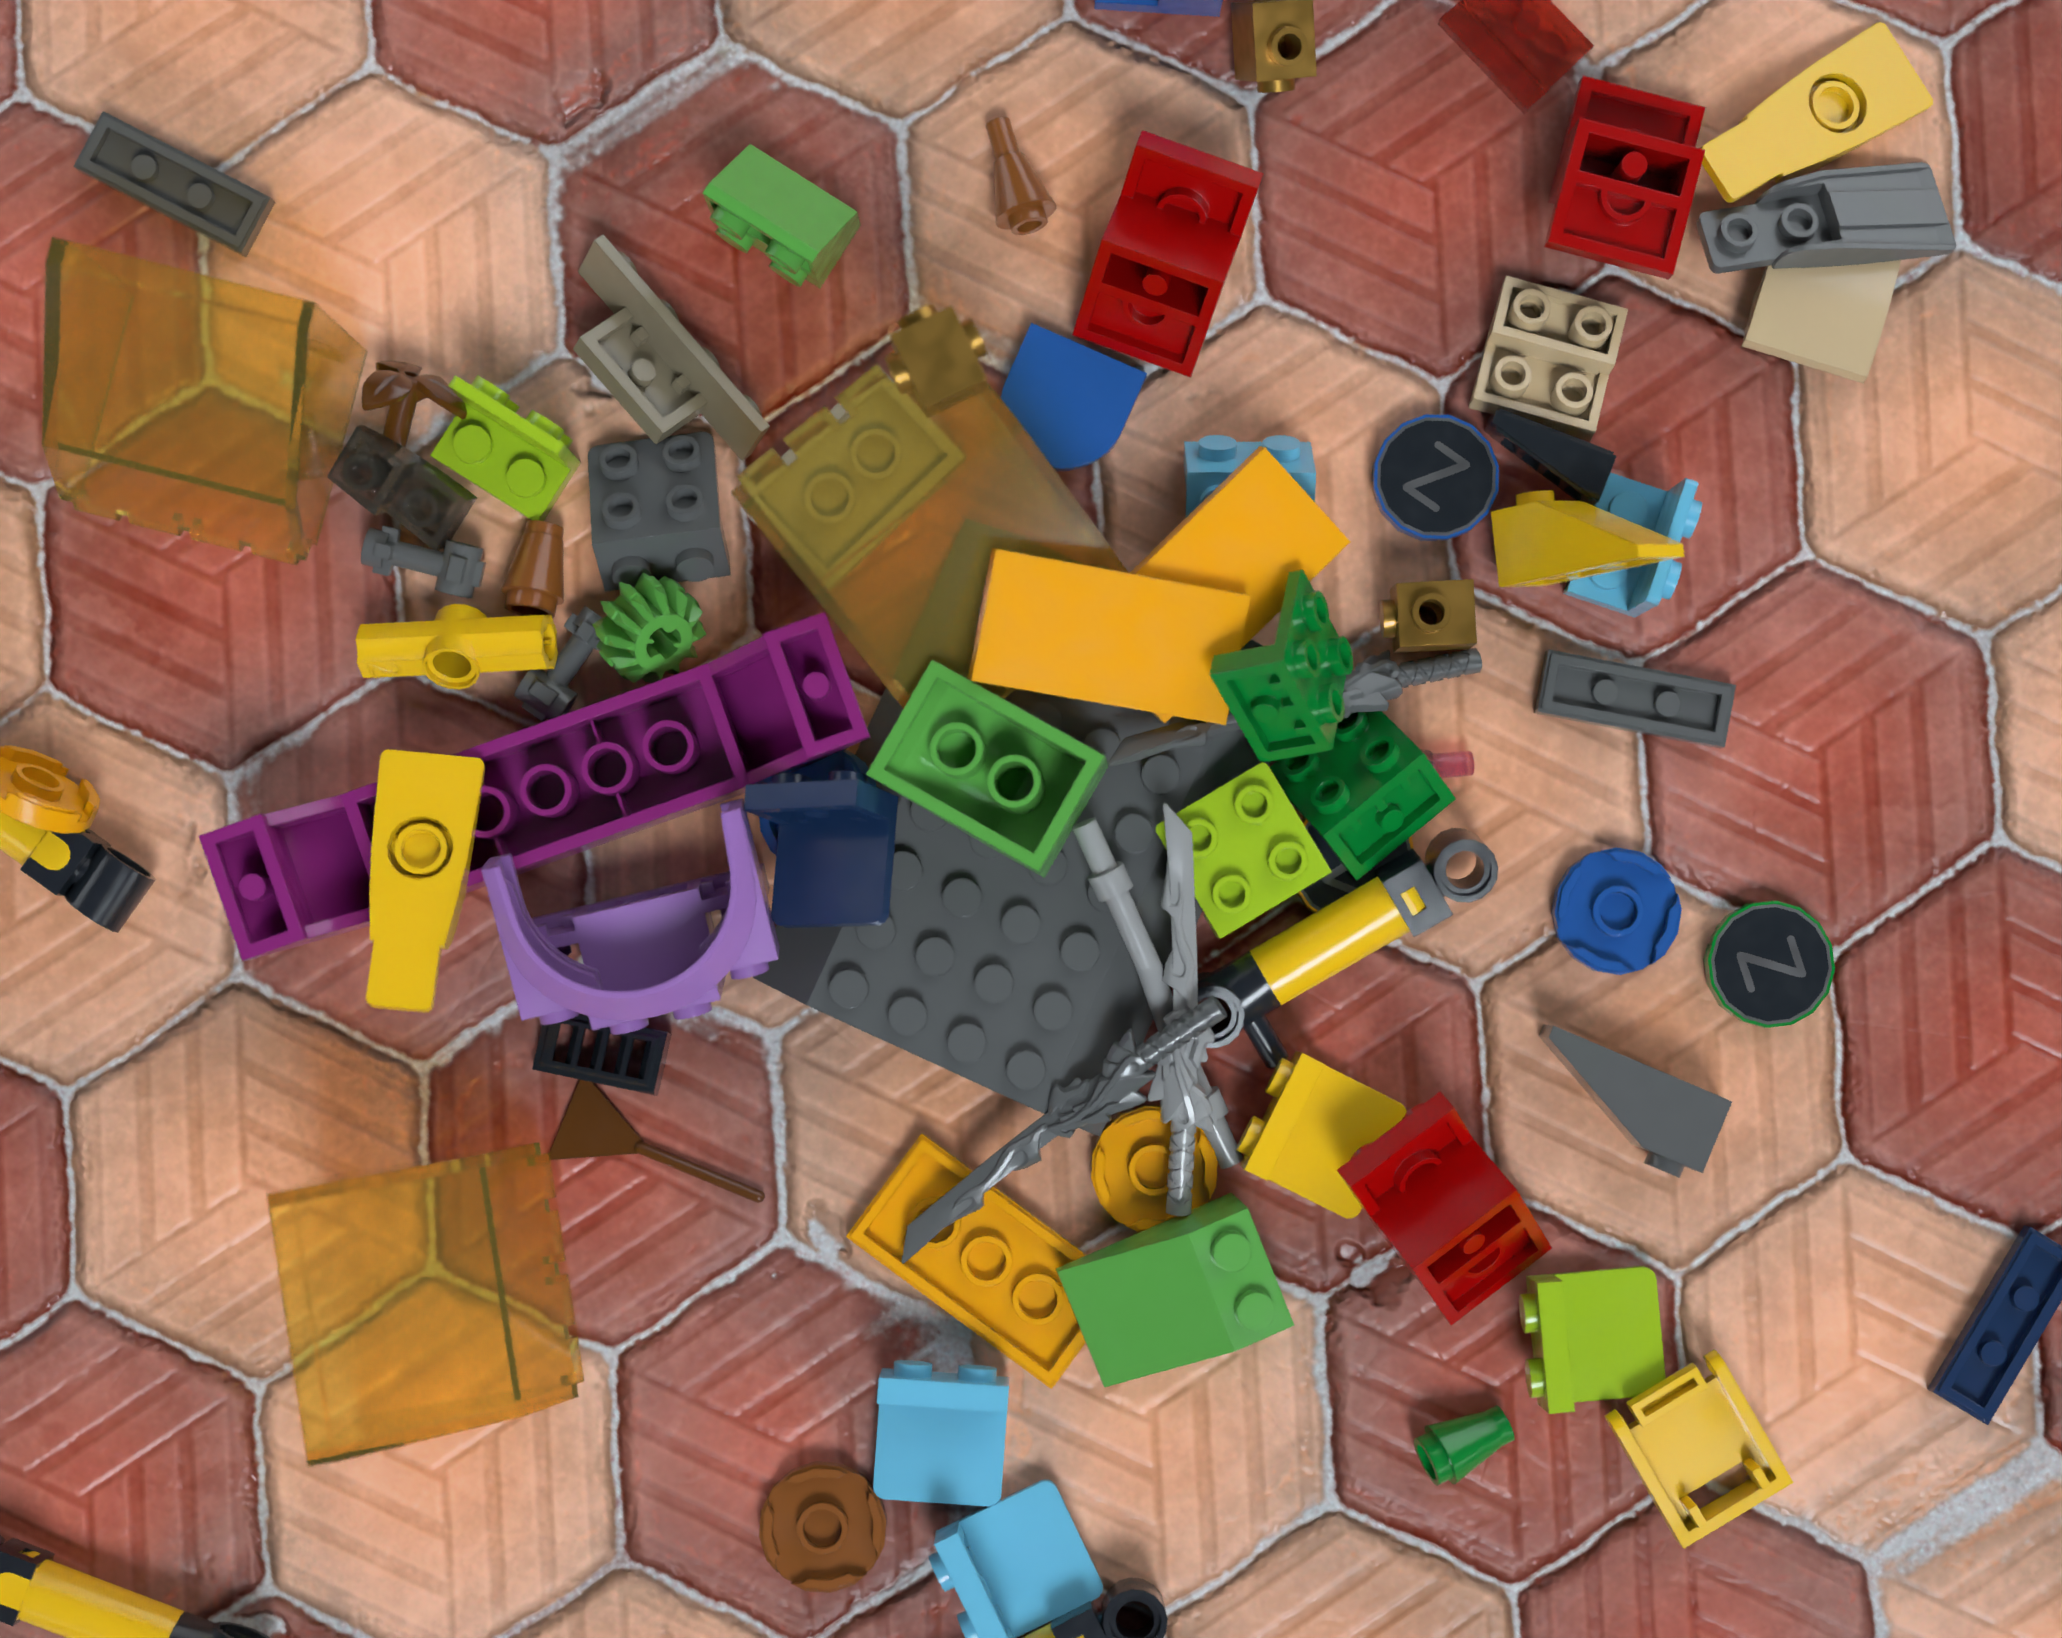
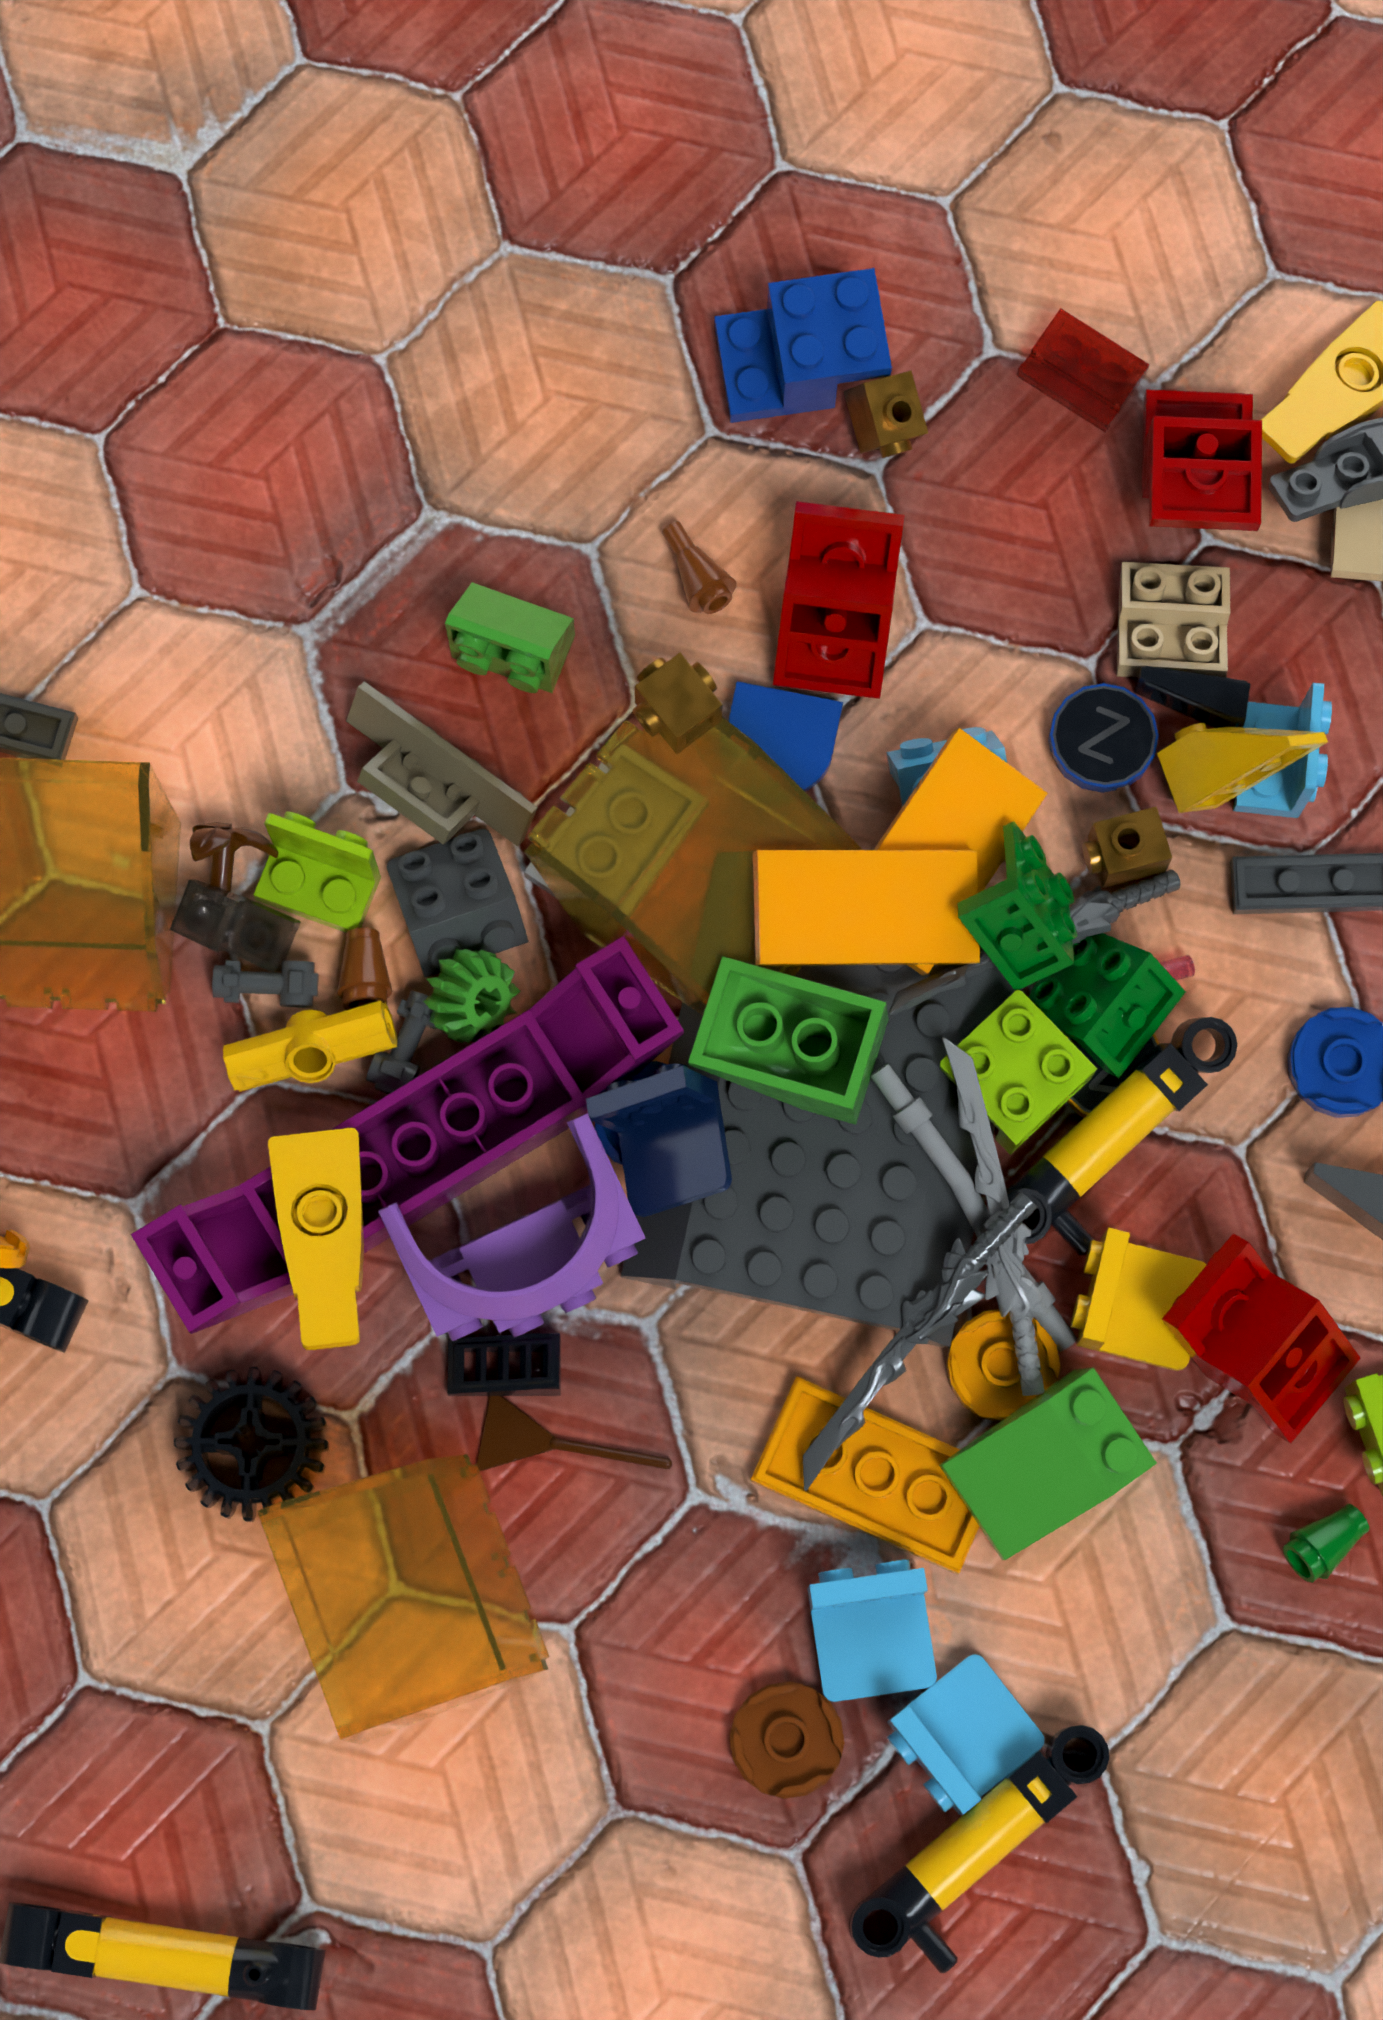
camera: 10 degrees left, 10 degrees down
(293, 1107) = (251, 1472): none -> black gear

